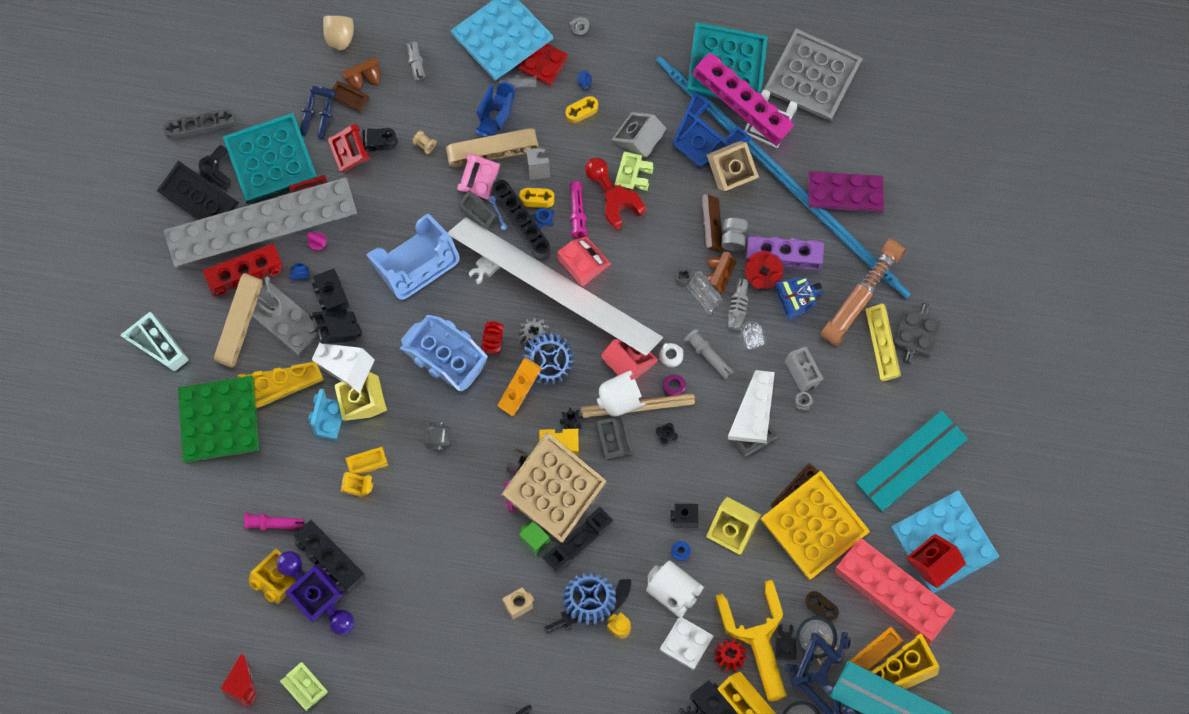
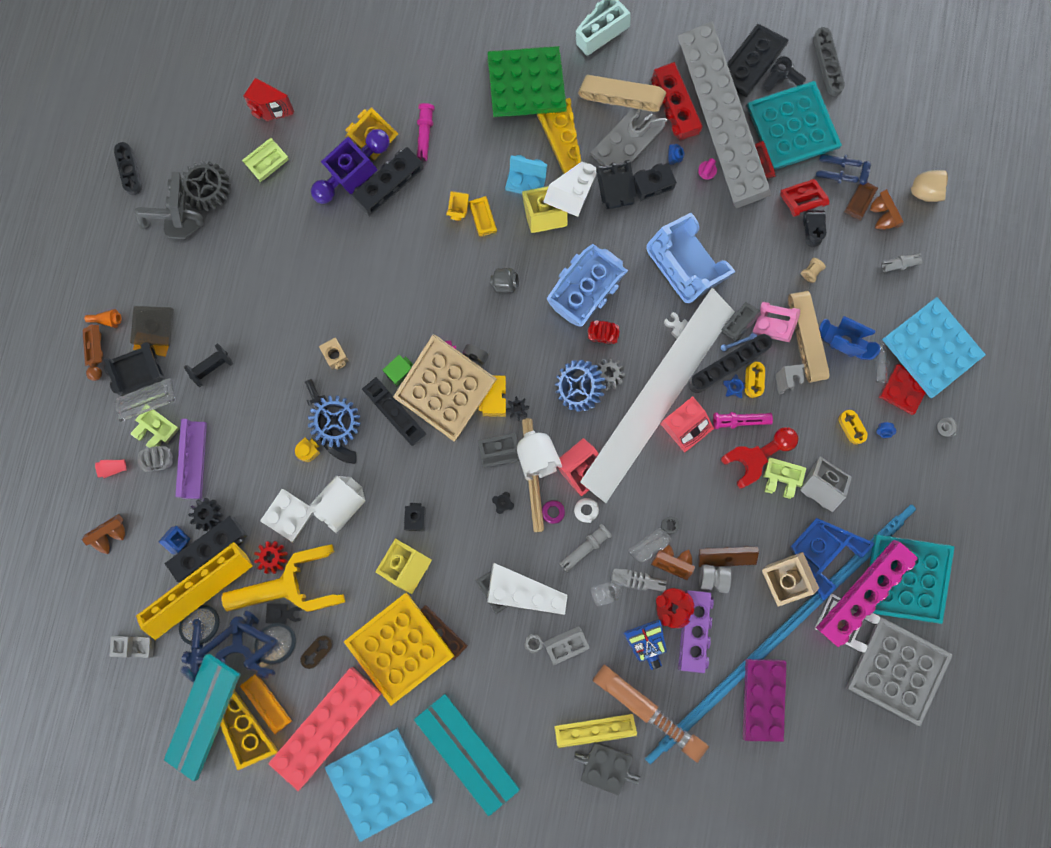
camera: 85 degrees right, 10 degrees up
(519, 386) = (551, 357): light orange plate -> none
(680, 556) = (384, 517): blue plate -> none
(936, 560) = (353, 774): red slope -> none

